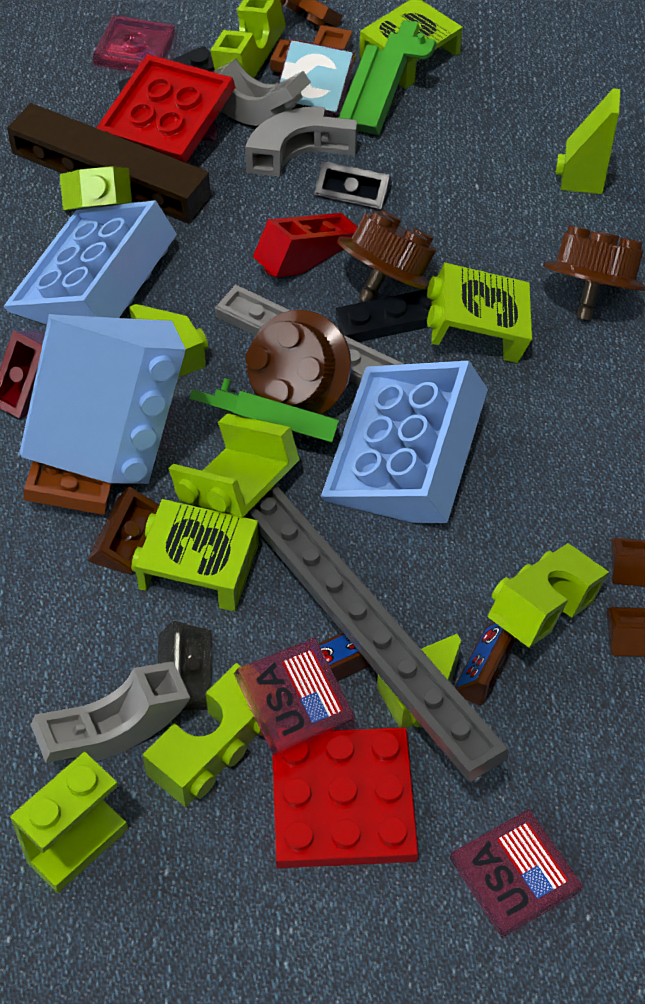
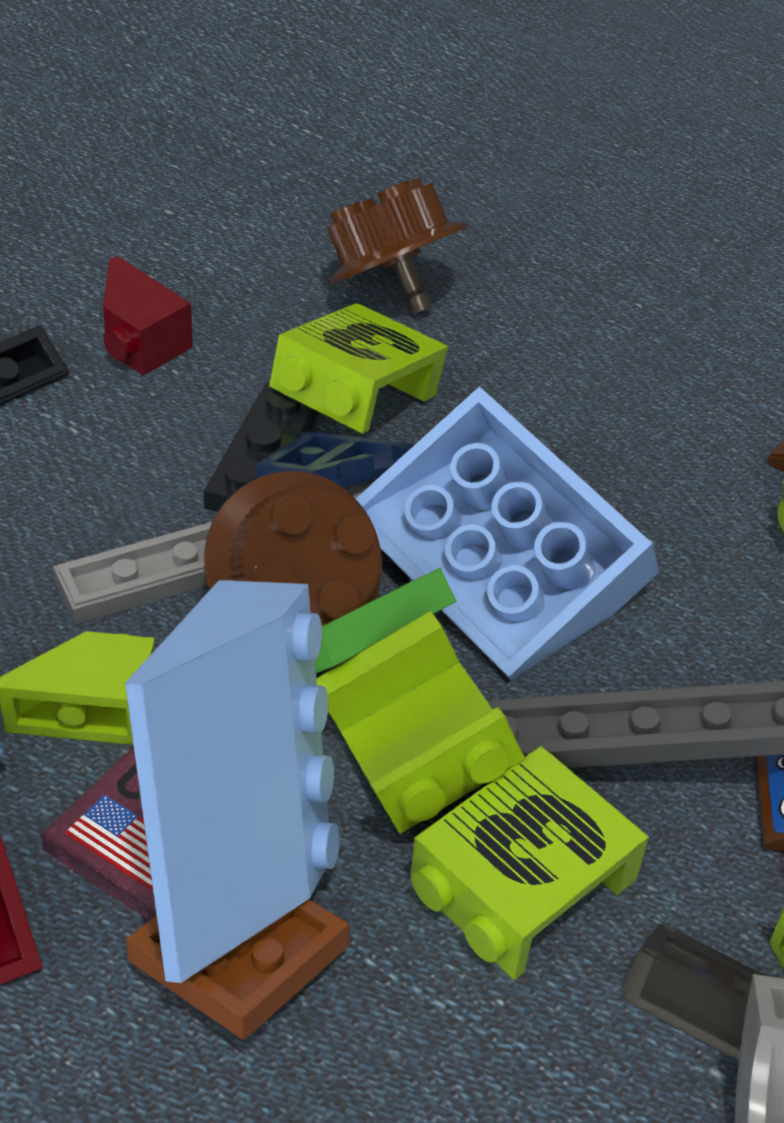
camera: 60 degrees left, 10 degrees down
(123, 531) = (400, 941): reddish brown slope -> none
(301, 242) = (61, 464): red slope -> none
(389, 251) = (193, 373): reddish brown piece -> none
(391, 339) = (335, 457): none -> dark blue wing
(437, 206) = (143, 319): none -> dark red slope
(589, 148) = (211, 146): lime slope -> none

